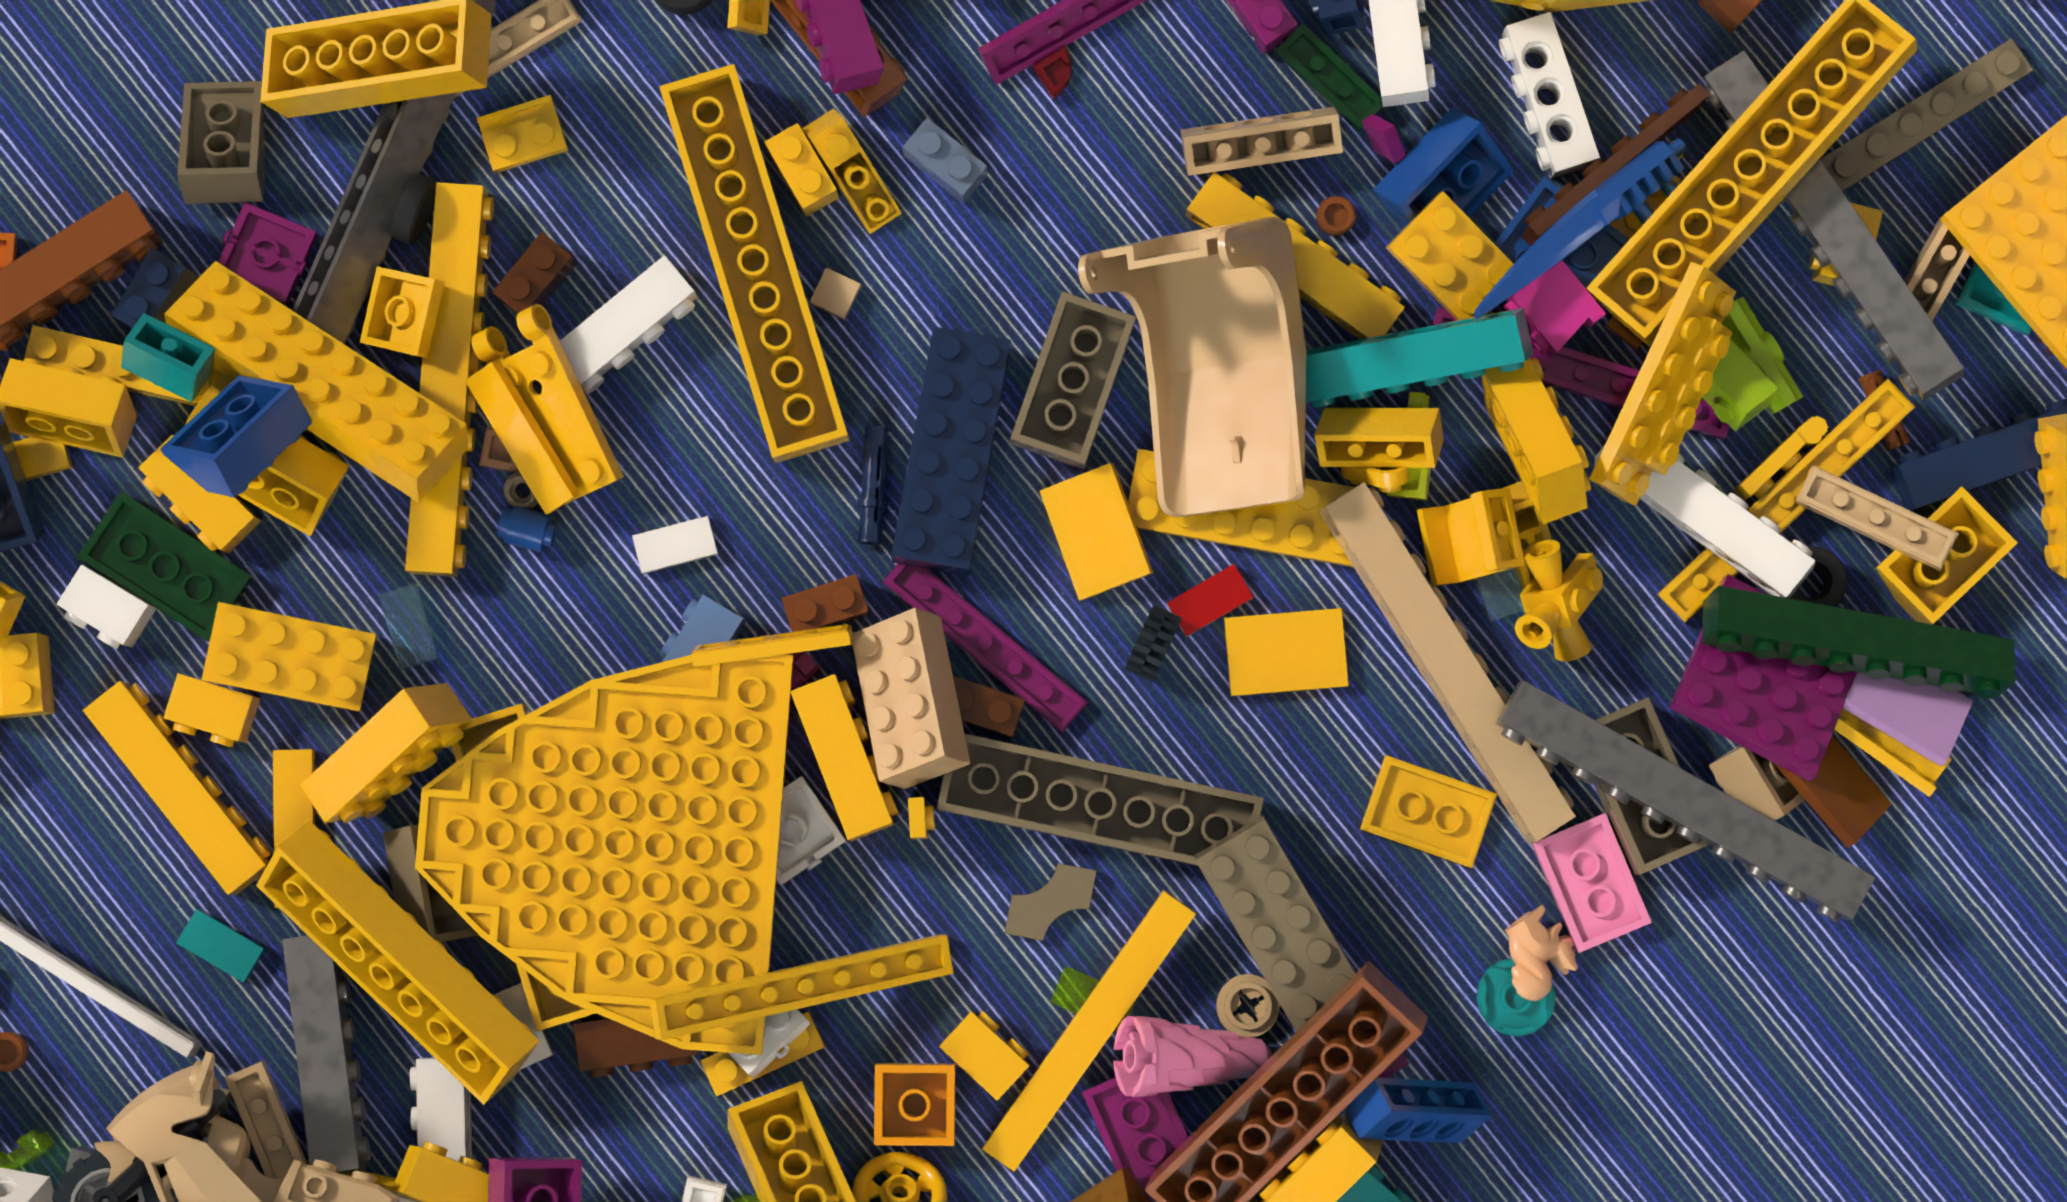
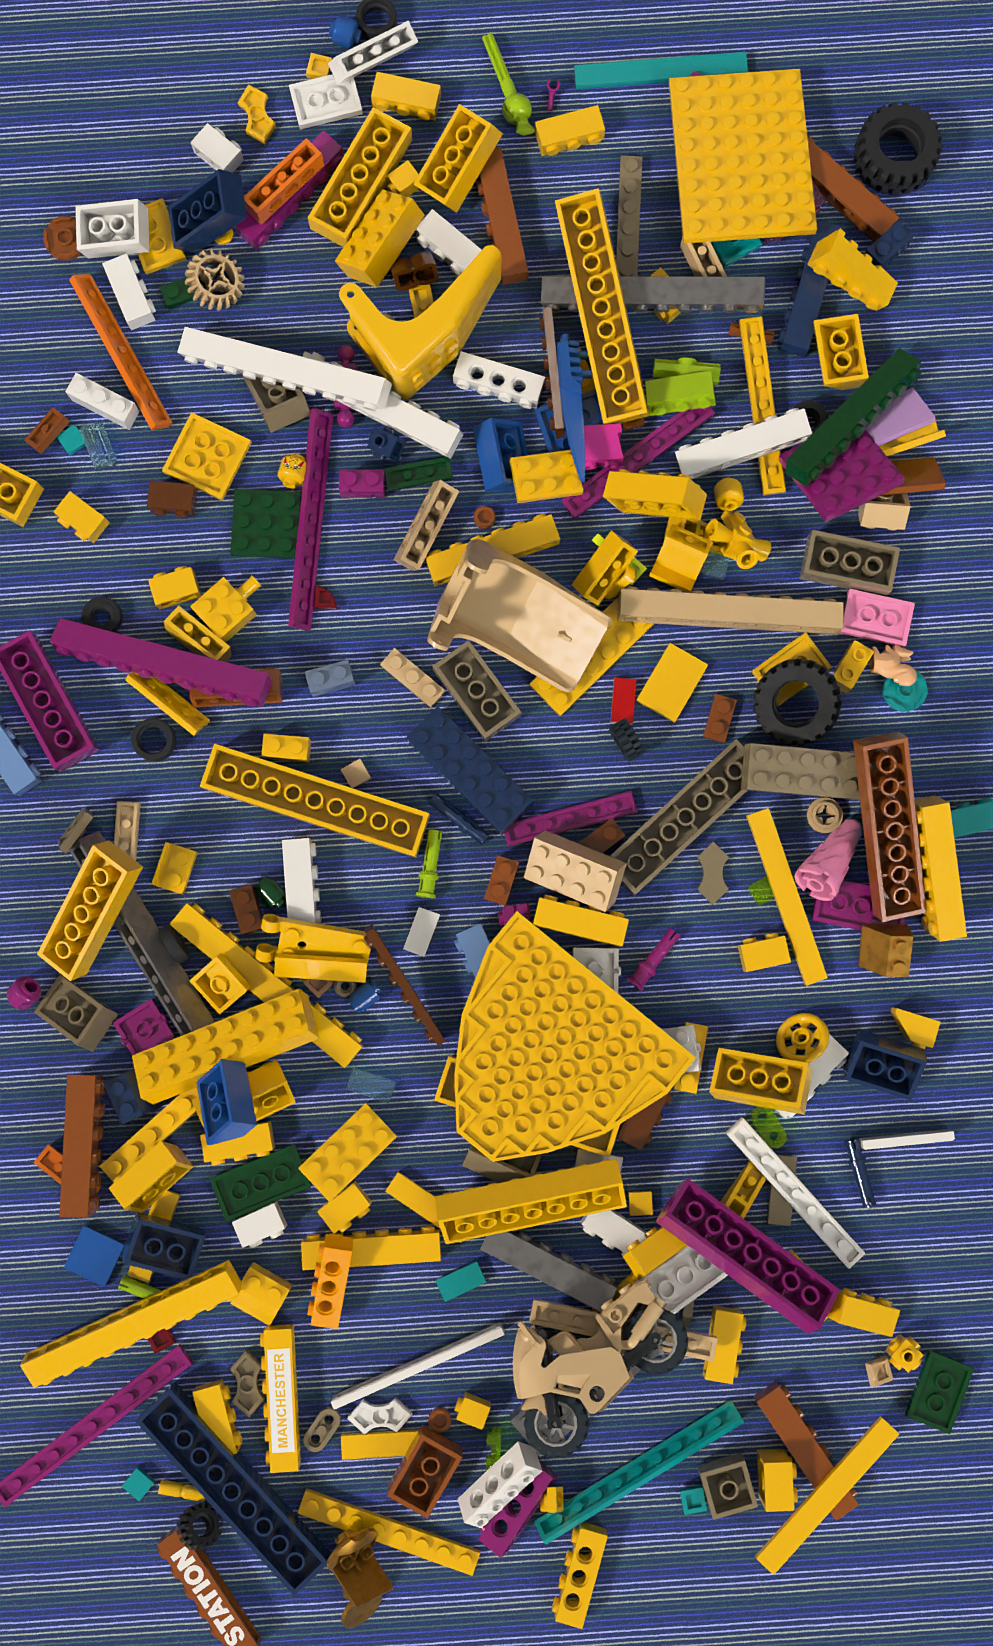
camera: 55 degrees left, 0 degrees up
(51, 1087) = (472, 1410): none -> yellow brick
(143, 741) = (328, 1312): none -> light orange brick
(167, 357) = (163, 1111): teal brick -> none
(200, 49) = (24, 993): none -> magenta head
(387, 753) = (428, 1137): yellow brick -> none
(505, 1125) = (640, 1203): none -> yellow tile
(580, 293) = (271, 893): none -> dark green brick
(584, 556) = (398, 978): none -> reddish brown plate
(763, 497) = (428, 874): none -> lime pin
(772, 645) = (504, 918): yellow tile -> none
(800, 986) = (676, 1017): yellow plate -> none
(845, 902) = (647, 968): none -> magenta pin
(851, 170) = (303, 724): yellow slope -> none
(915, 1104) = (765, 1001): light orange brick -> none
(920, 818) = (633, 905): yellow plate -> none
(1030, 277) = (412, 678): none -> tan plate
(1096, 531) = (554, 730): yellow tile -> none
(1282, 757) = (719, 718): none -> dark orange plate
(1330, 838) = (797, 733): none -> black tyre
(1384, 138) = (465, 468): magenta tile -> none
(1416, 356) = (580, 521): teal brick -> none
(1417, 1110) = (933, 768): blue brick -> none
(1490, 893) = (852, 665): none -> yellow brick
(1618, 541) = (728, 494): none -> yellow head
(1668, 387) = (677, 417): yellow plate -> none
(1685, 801) = (873, 545): flat silver brick -> none
(1783, 457) = (741, 393): yellow hinge -> none
(1876, 518) = (802, 368): tan tile -> none

